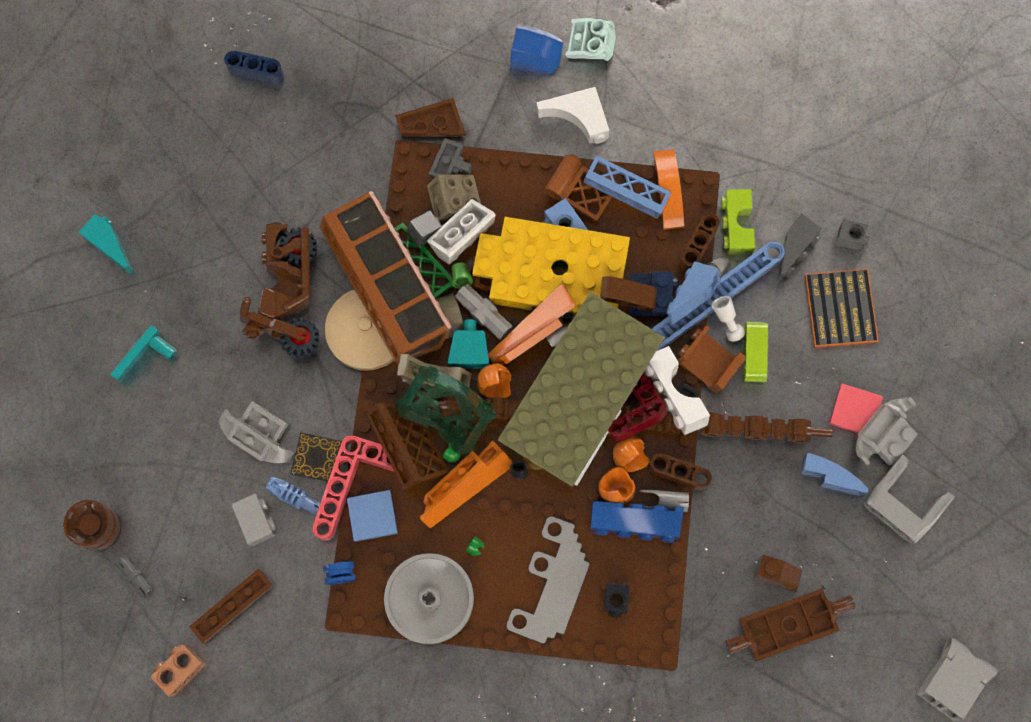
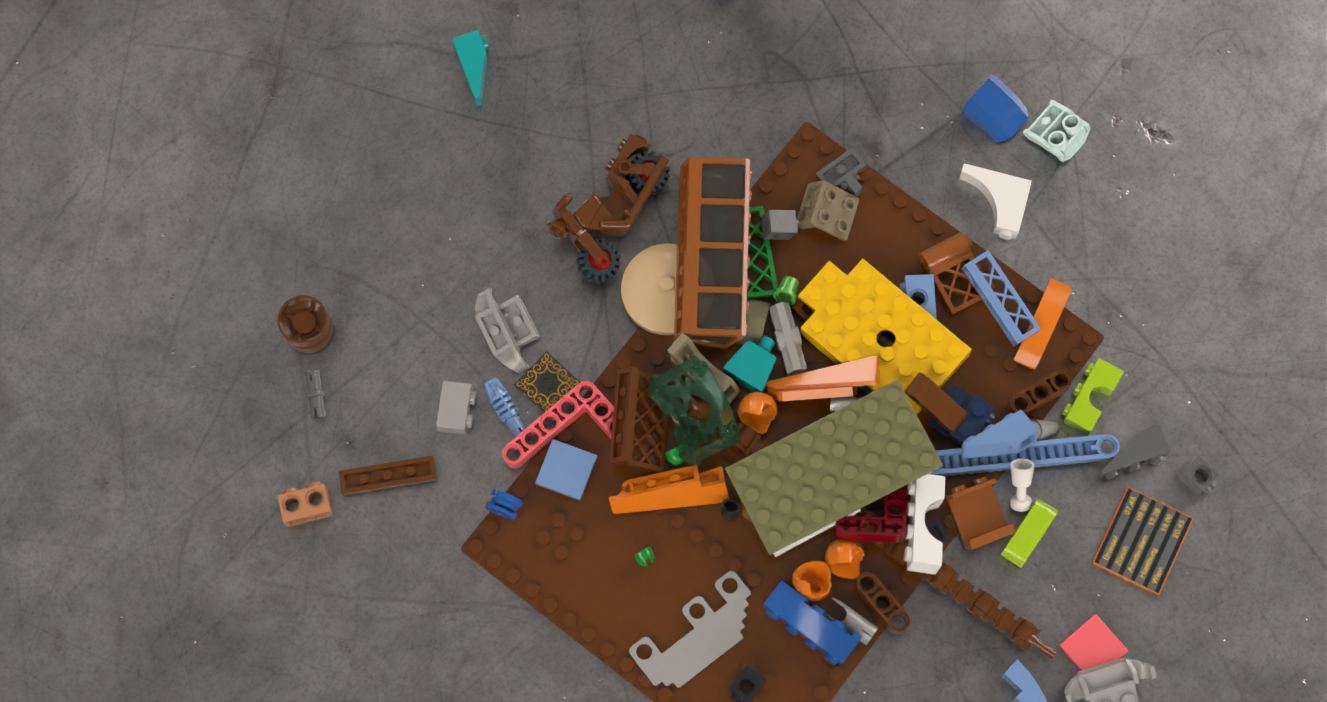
camera: 30 degrees right, 0 degrees up
(148, 339) = (458, 179): teal piece -> none
(429, 598) = (572, 578): light grey dish -> none
(432, 121) = (852, 122): reddish brown wing -> none
(461, 231) = (813, 247): white slope -> none

